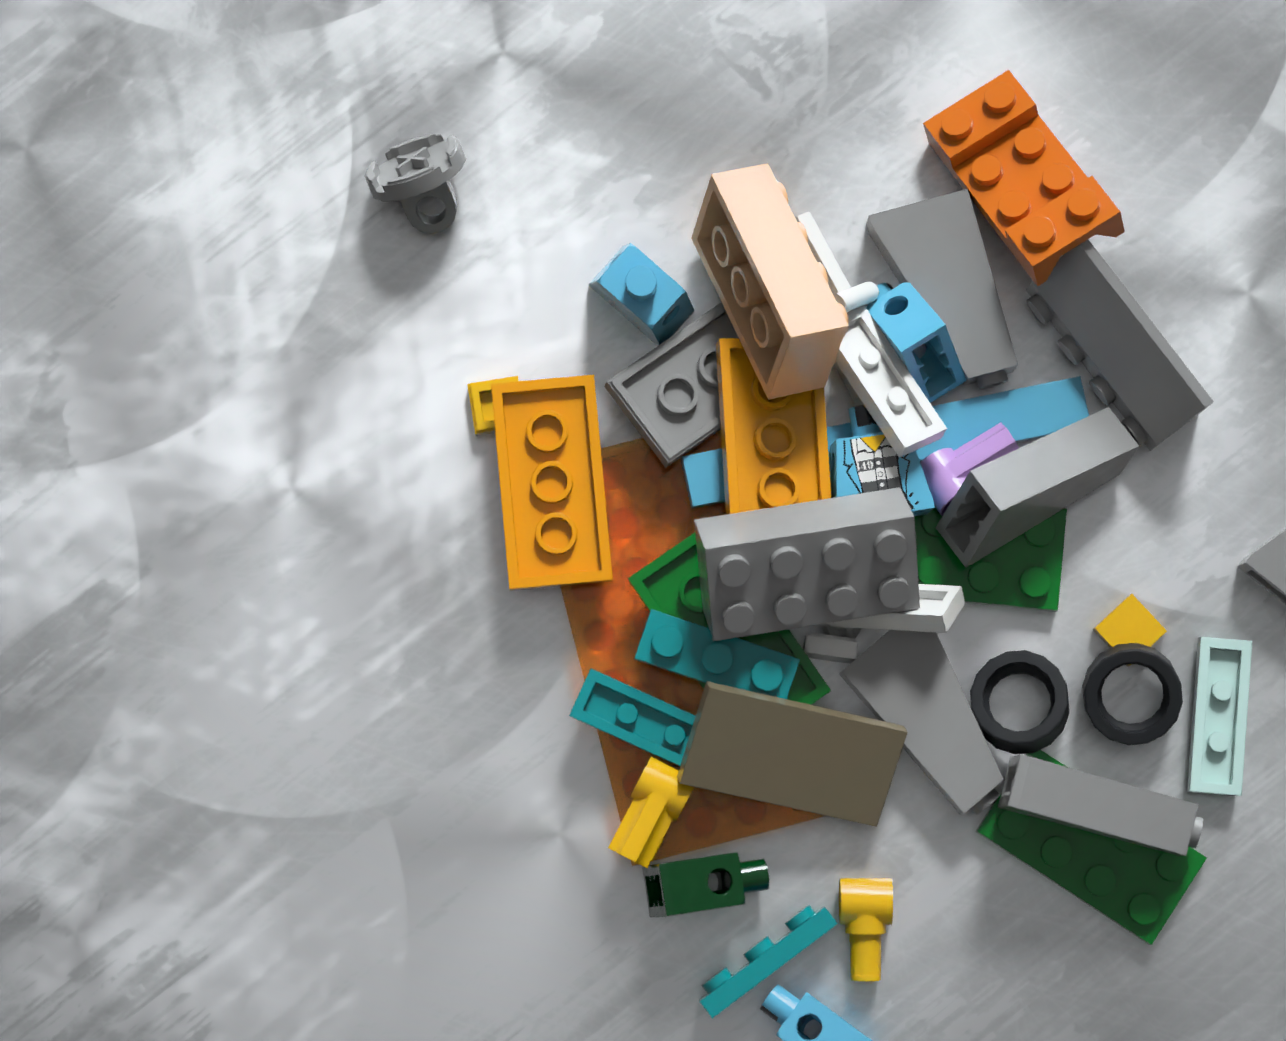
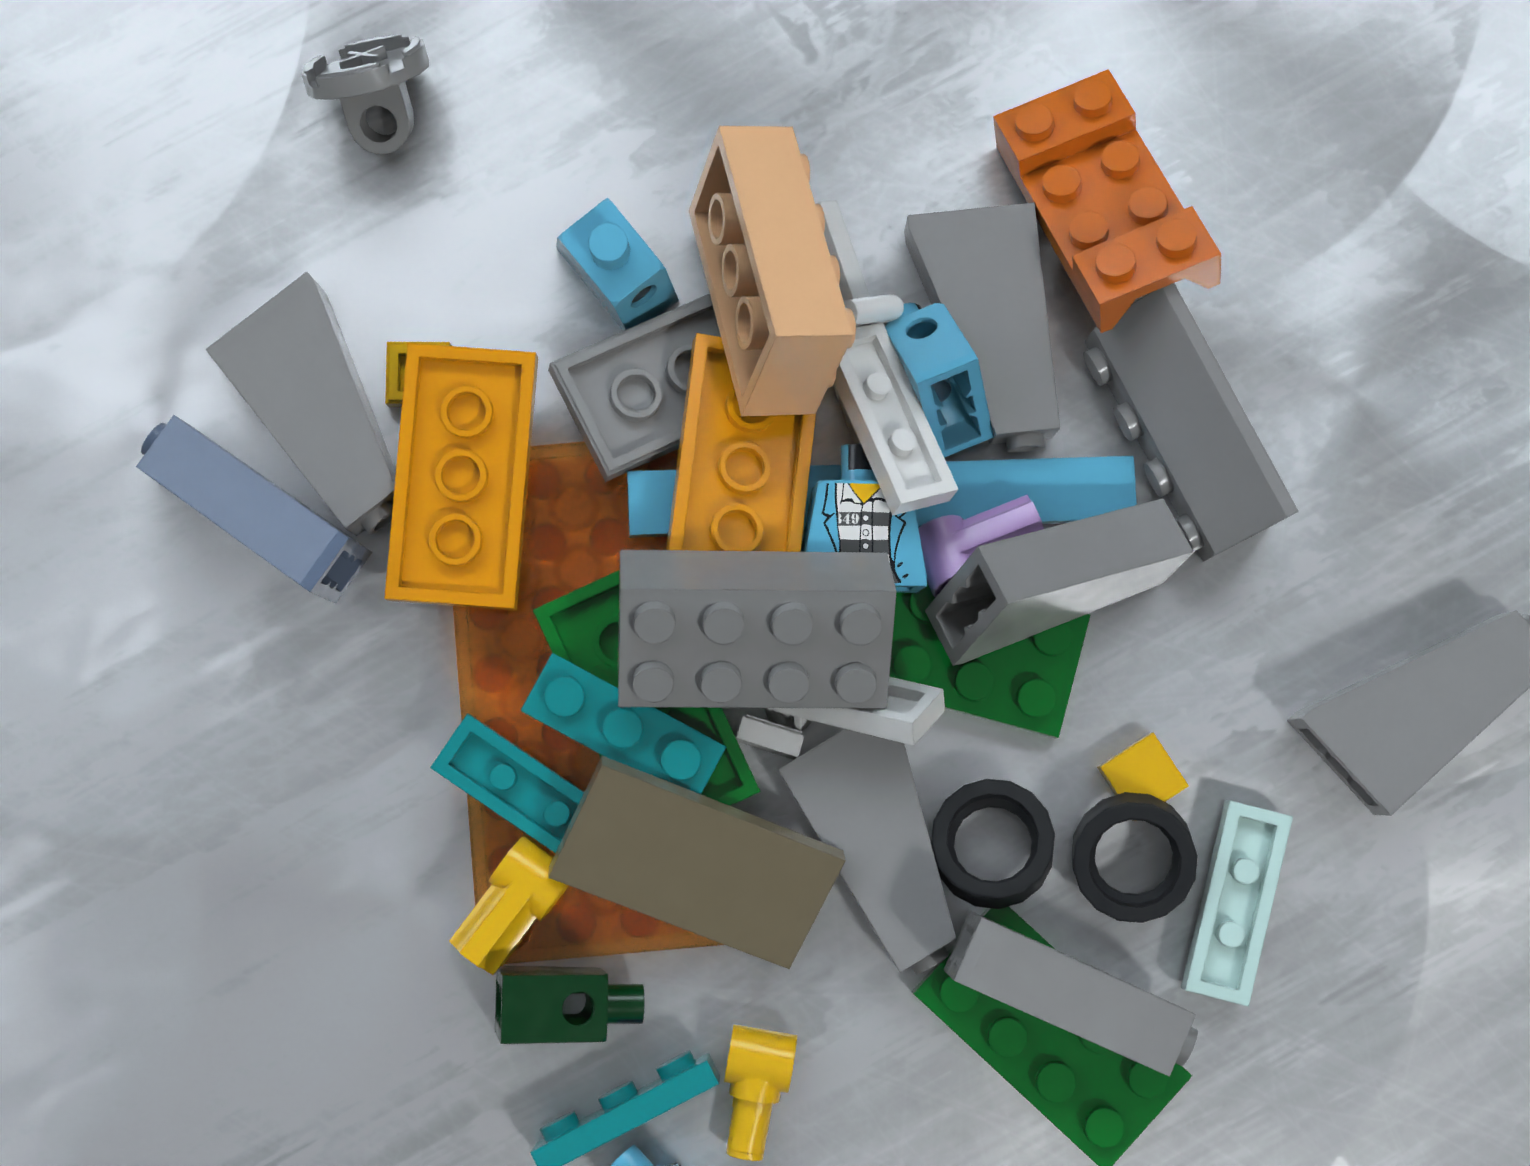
camera: 10 degrees right, 0 degrees up
(386, 534) = (252, 509): none -> sand blue slope
(413, 437) = (308, 395): none -> light grey slope

